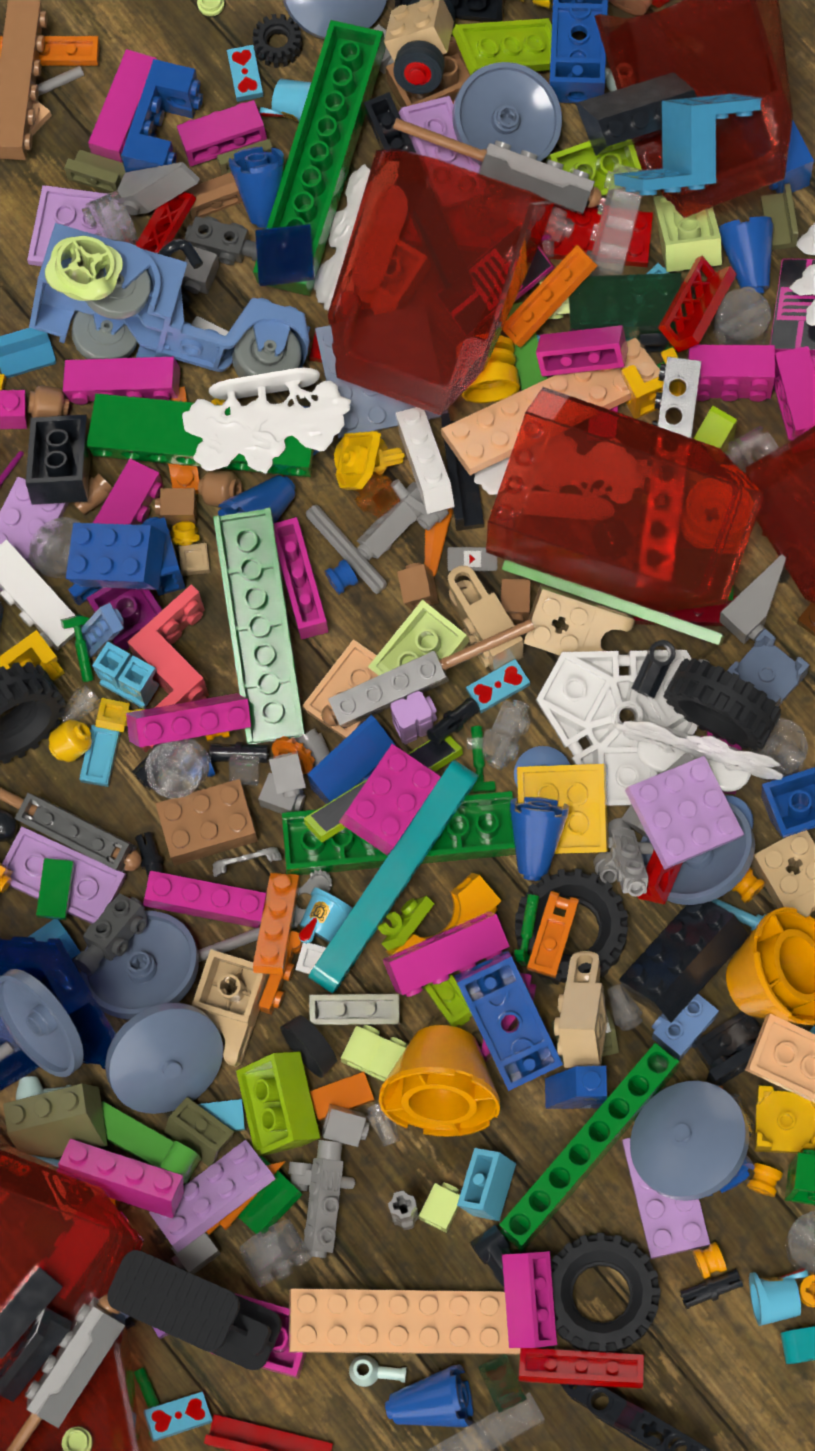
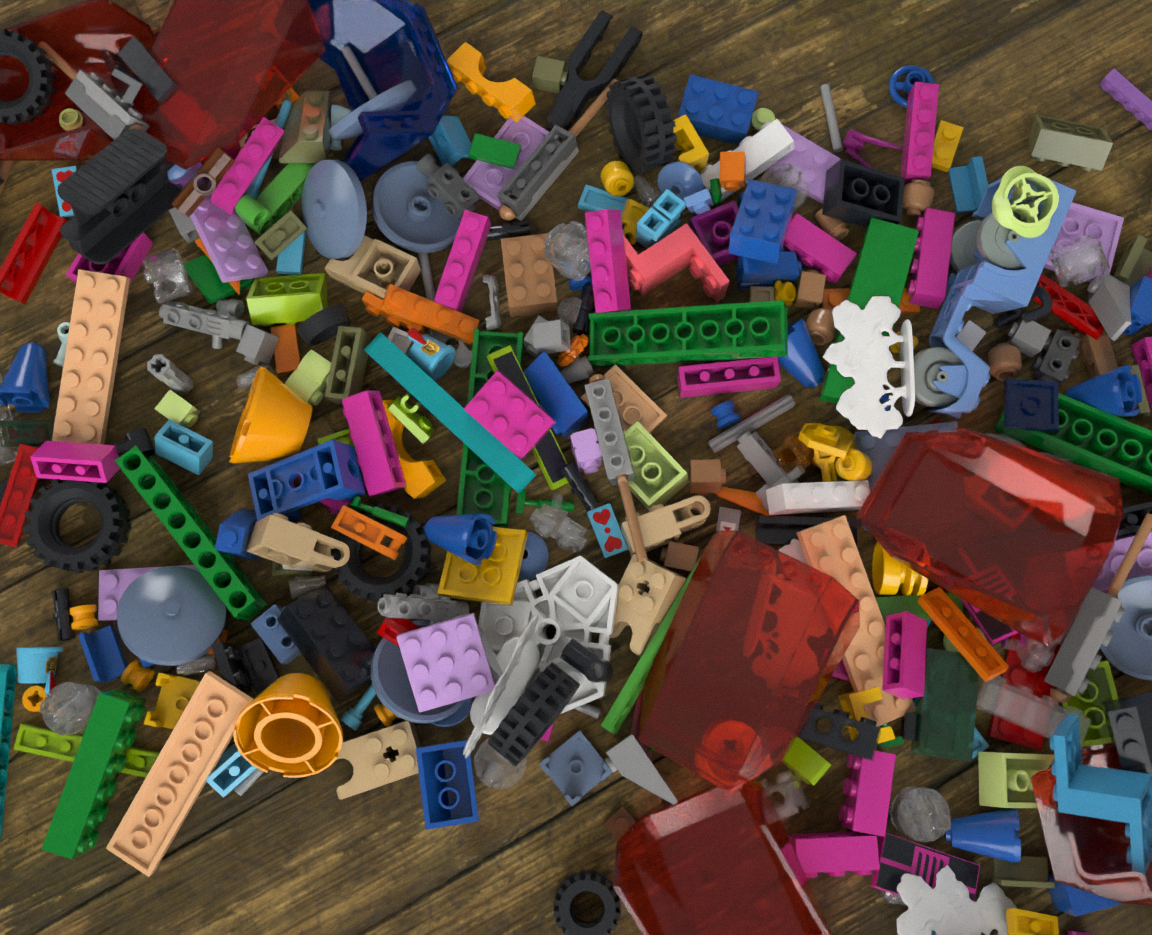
camera: 95 degrees right, 5 degrees up
(52, 602) = (732, 170): none -> orange brick
(73, 661) = (682, 176): none -> medium blue dish
(156, 1216) = (213, 168): none -> reddish brown piece
(232, 291) = (1004, 361): none -> medium nougat head
(383, 423) = (855, 466): none -> yellow head
(699, 310) = (931, 773): red fence -> none
(746, 1225) = (103, 654): none -> blue panel

